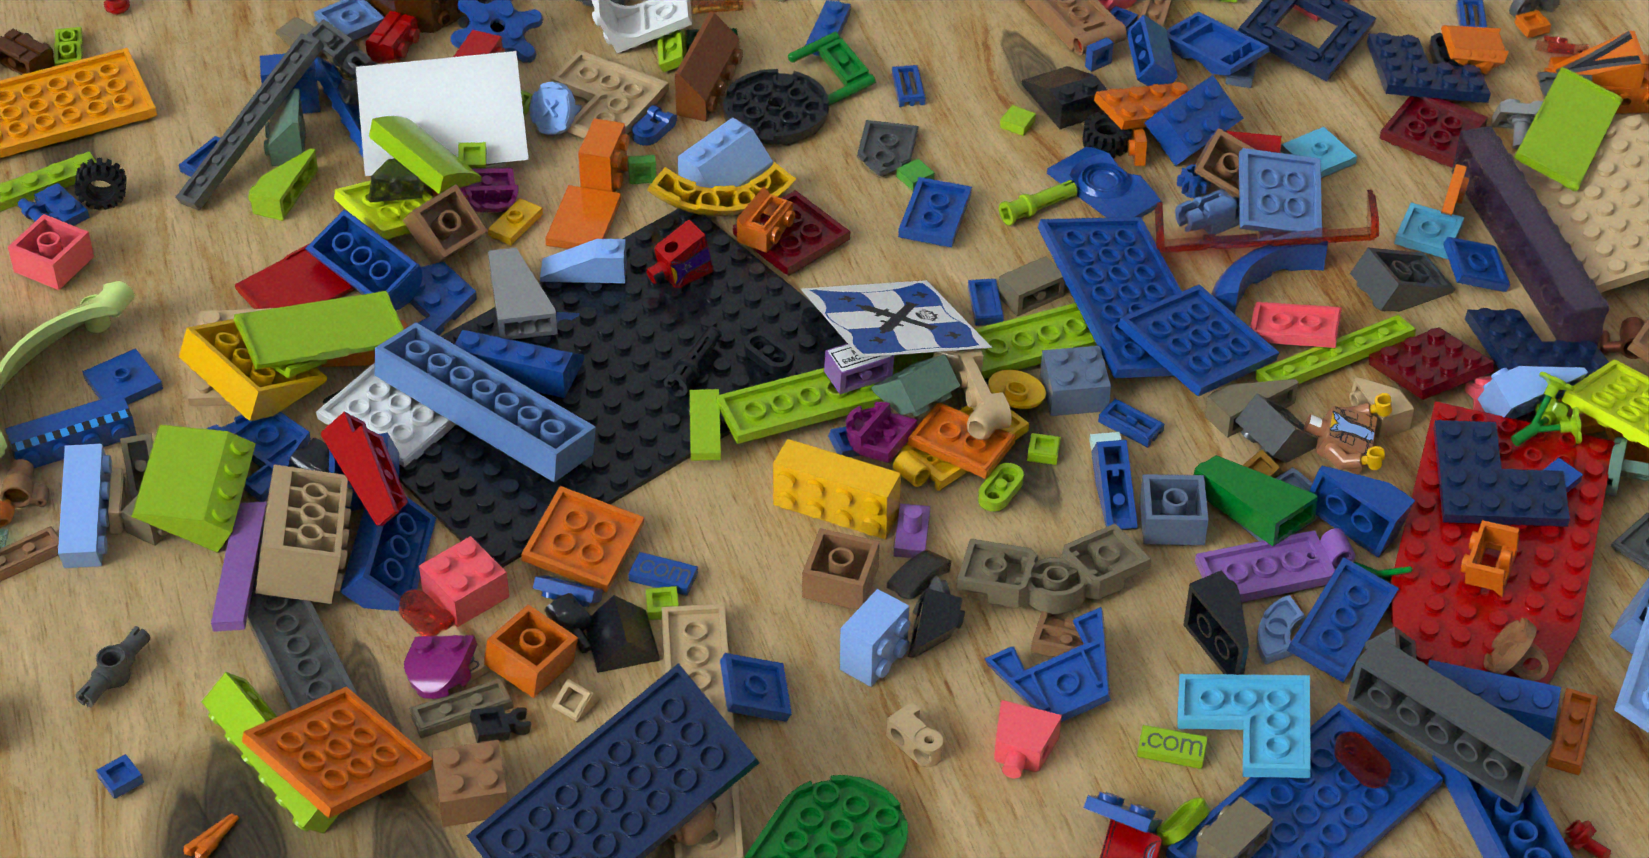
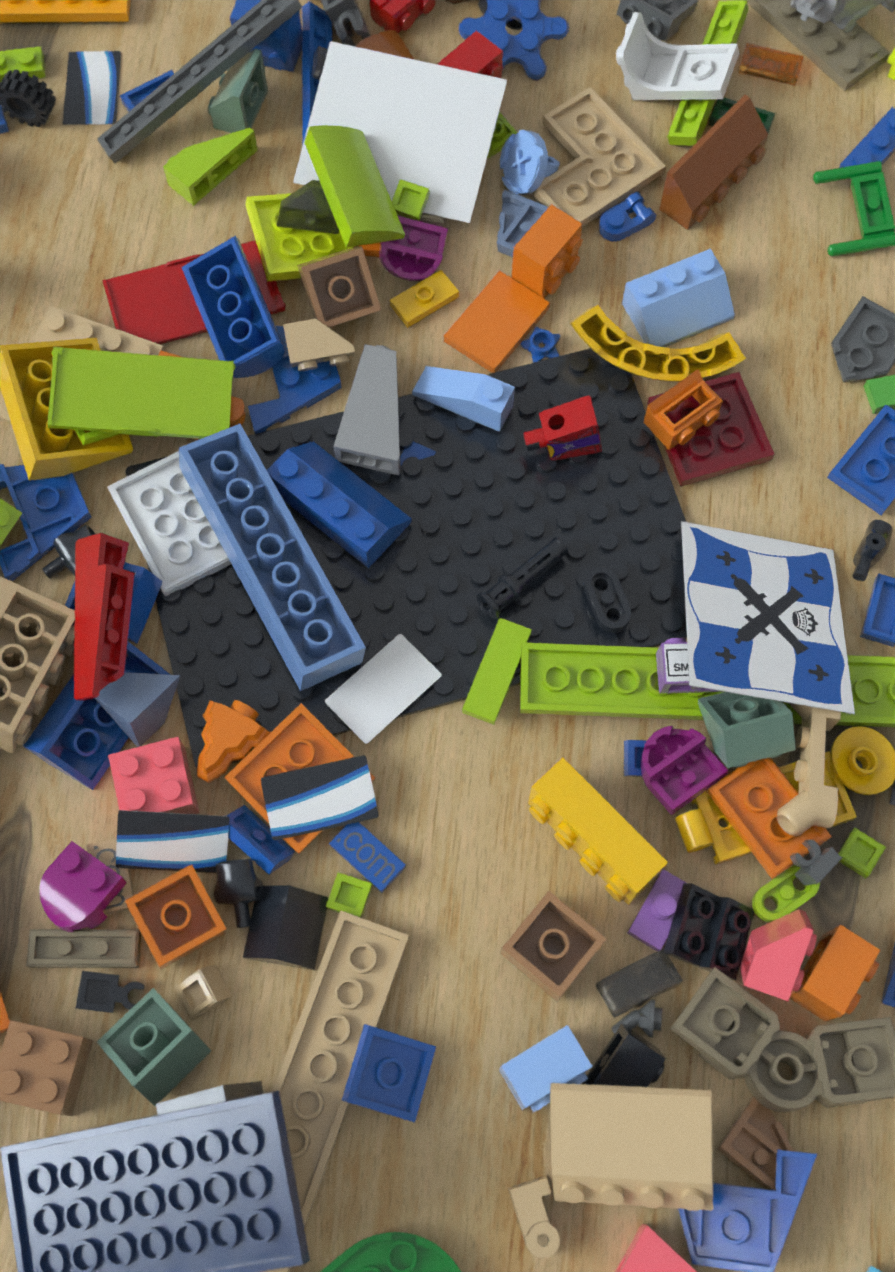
camera: 25 degrees right, 25 degrees up
(148, 169) = (92, 87): none -> sticker
(417, 606) = (91, 797): clear red plate -> none
(423, 528) = (139, 703): none -> sand blue slope
(446, 263) = (313, 343): none -> tan slope
(490, 604) = (171, 841): none -> sticker
(510, 527) = (227, 737): none -> orange rock
(553, 732) = (153, 1047): none -> sand green slope
(564, 151) = (516, 219): none -> sand blue wing
(606, 542) = (319, 797): none -> sticker
(618, 466) = (383, 688): none -> white sticker
(627, 223) = (544, 337): none -> blue plate
(641, 169) = (586, 278): bright green plate -> none
(799, 96) = (758, 267): black plate -> none
(951, 527) = (709, 930): none -> black slope
(955, 263) = (871, 548): none -> black piece
(963, 643) = (632, 1146): none -> tan slope
(1011, 450) = (817, 865): none -> dark grey tile
(1011, 513) = (776, 954): none -> coral slope
(1060, 510) = (836, 973): none -> orange brick

